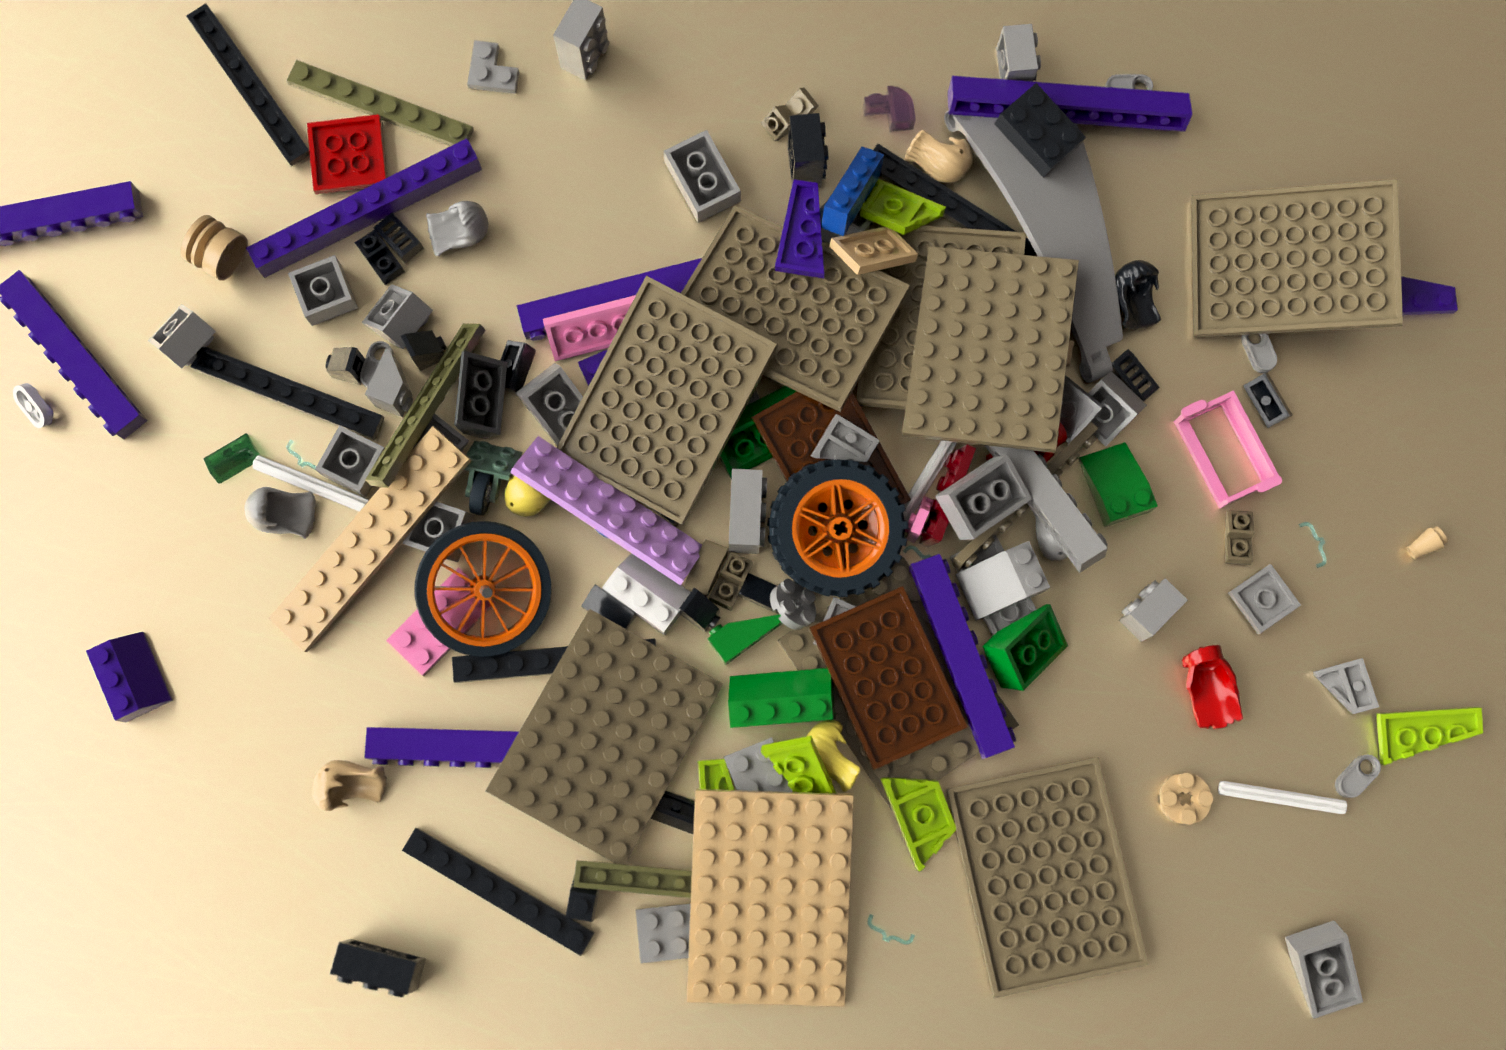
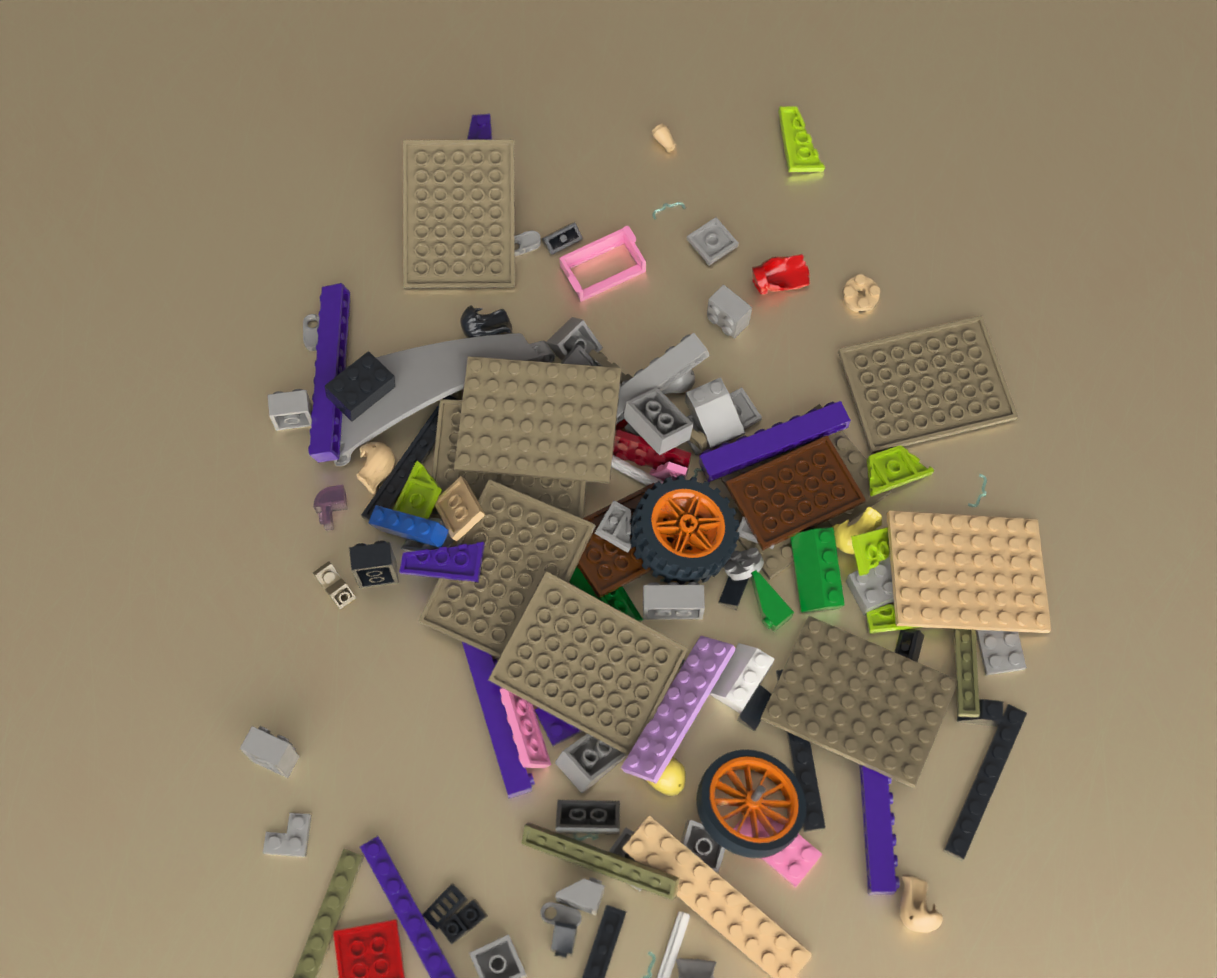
camera: 90 degrees left, 10 degrees down
(349, 460) = (648, 925): light grey brick -> none
(377, 967) = (1058, 865): black brick -> none
(397, 314) = (517, 900): light grey slope -> none
(424, 348) = (547, 871): black slope -> none
(458, 227) = (438, 853): light grey piece -> none
(493, 465) = (647, 801): sand green plate -> none
(519, 360) = (549, 794): black slope -> none
(700, 611) = (754, 633): black slope -> none
(702, 176) = (391, 650): light grey brick -> none
(705, 570) = (718, 631): dark tan slope -> none
(730, 581) = (725, 615): dark tan slope -> none
(1025, 648) = (764, 398): green slope -> none
(1117, 484) = (633, 337): green slope -> none
(1139, 370) = (533, 331): black slope -> none
(1238, 535) = (664, 258): dark tan slope -> none
(1282, 797) = (853, 233): white axle -> none
(1324, 968) = (968, 206): light grey slope -> none
(1349, 685) = (770, 187): light grey wing -> none
(1353, 780) = (836, 187): light grey piece -> none

